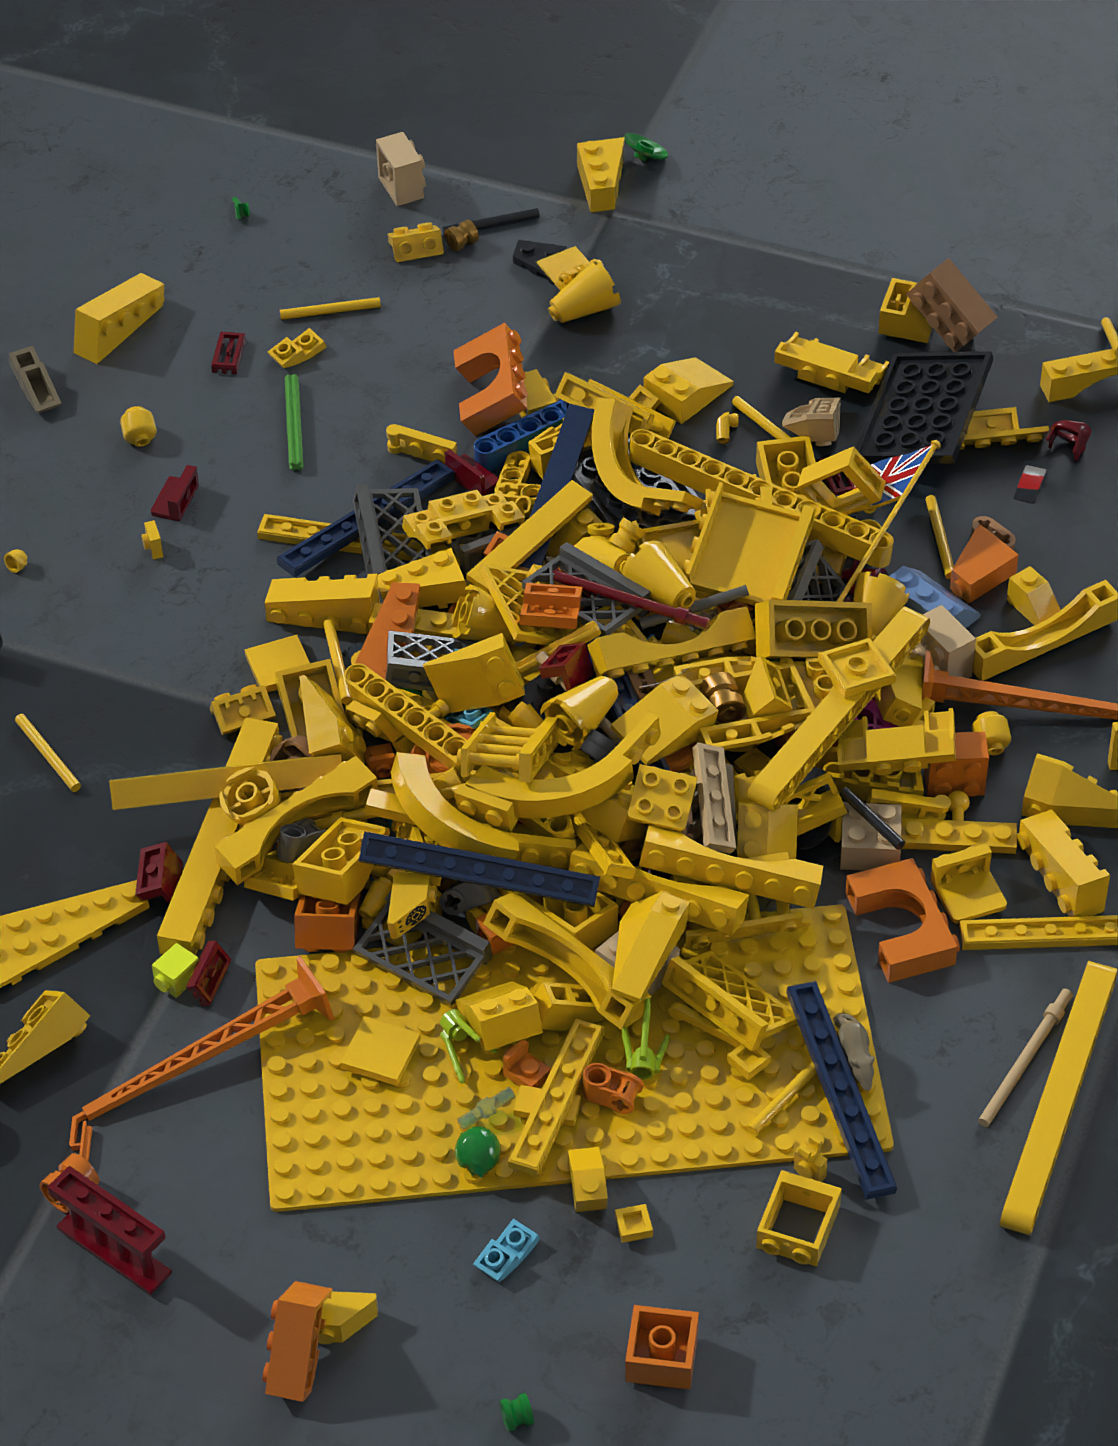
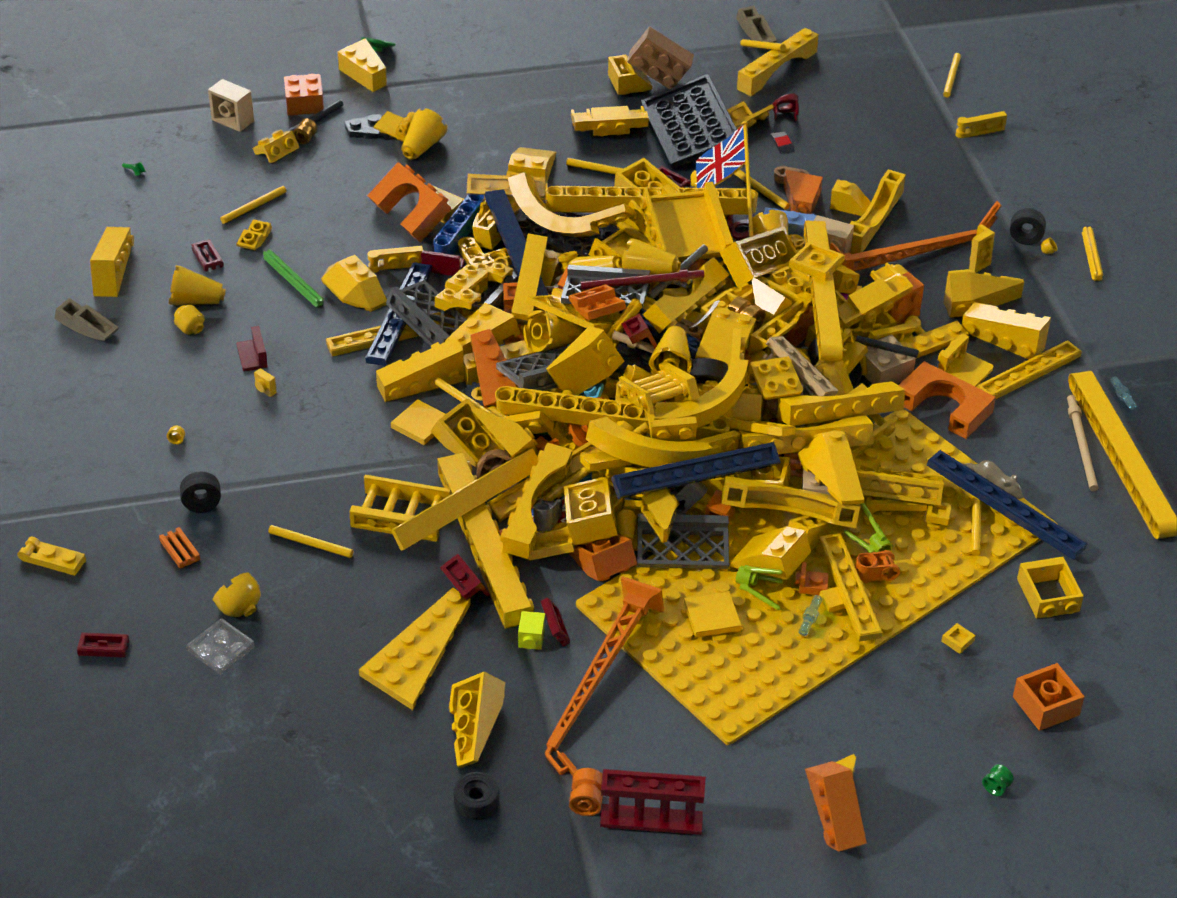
camera: 35 degrees left, 5 degrees down
(139, 765) = (386, 519): none -> yellow fence
(168, 388) = (194, 288): none -> yellow cone
(249, 795) = (497, 497): yellow cylinder -> none
(250, 703) = (424, 457): yellow bracket -> none
(346, 457) = (355, 284): none -> yellow wedge
(477, 1150) = (831, 640): green hair -> none
(499, 185) = (303, 94): none -> orange brick
(507, 1252) = (898, 692): medium azure slope -> none
(588, 1179) = (911, 625): yellow slope -> none
(627, 535) = (601, 245): yellow wheel -> none
(722, 426) = (575, 174): yellow arm -> none
(809, 1161) = (1026, 551): yellow plate -> none
(817, 419) = (636, 148): tan wedge -> none
(856, 468) = (714, 174): yellow window -> none

